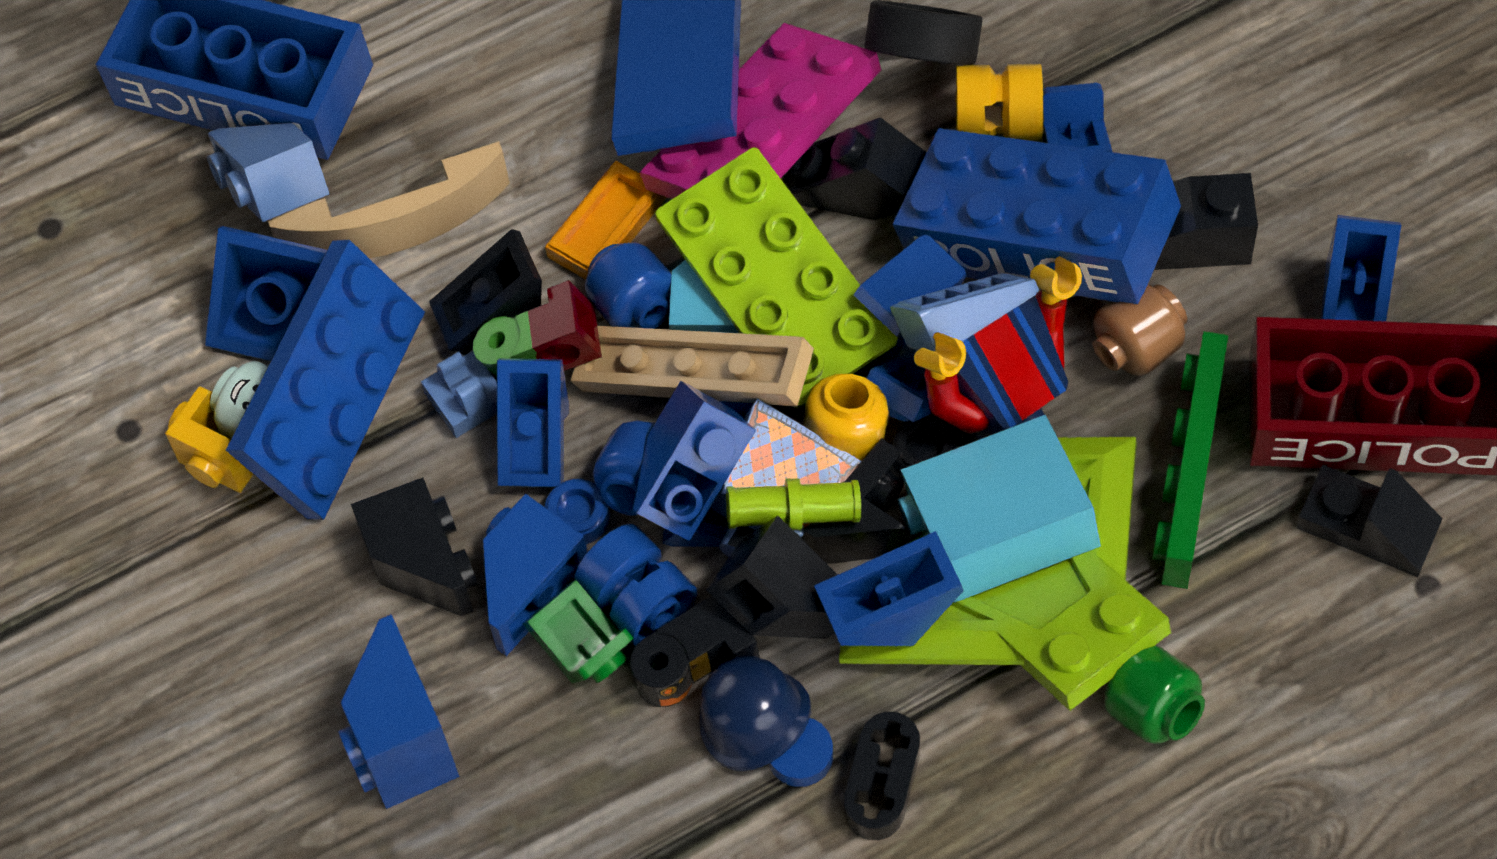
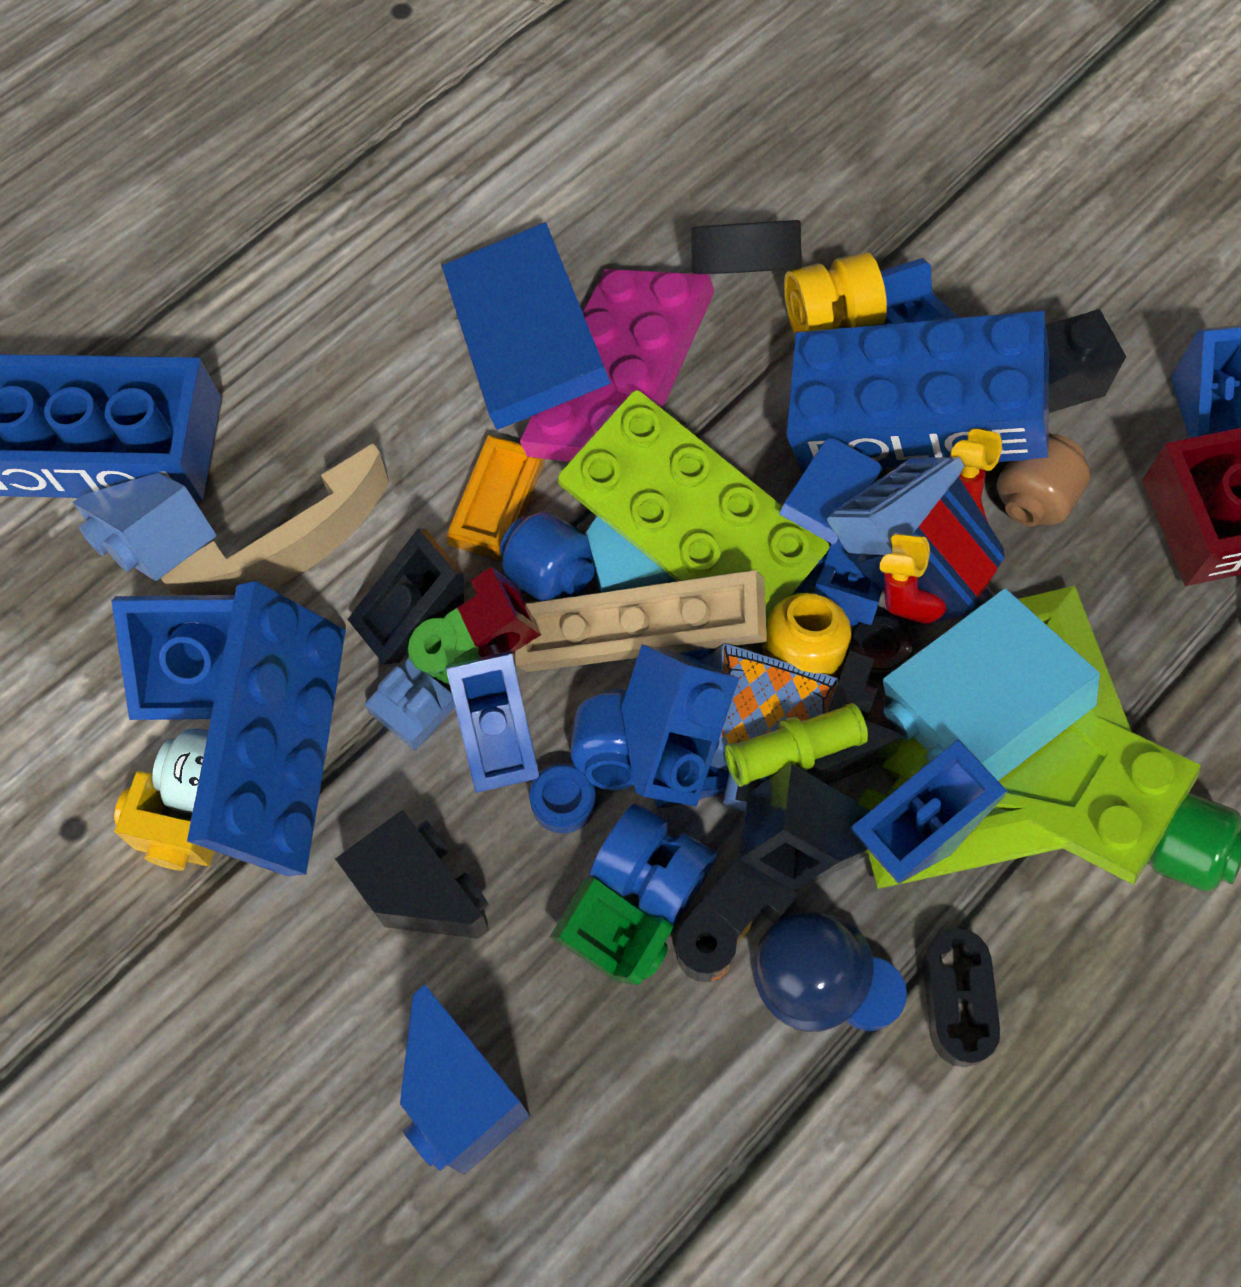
camera: 20 degrees left, 5 degrees up
(526, 564) = (534, 870): blue slope -> none
(857, 171) = (732, 390): black slope -> none
(1186, 482) = (1144, 609): green plate -> none

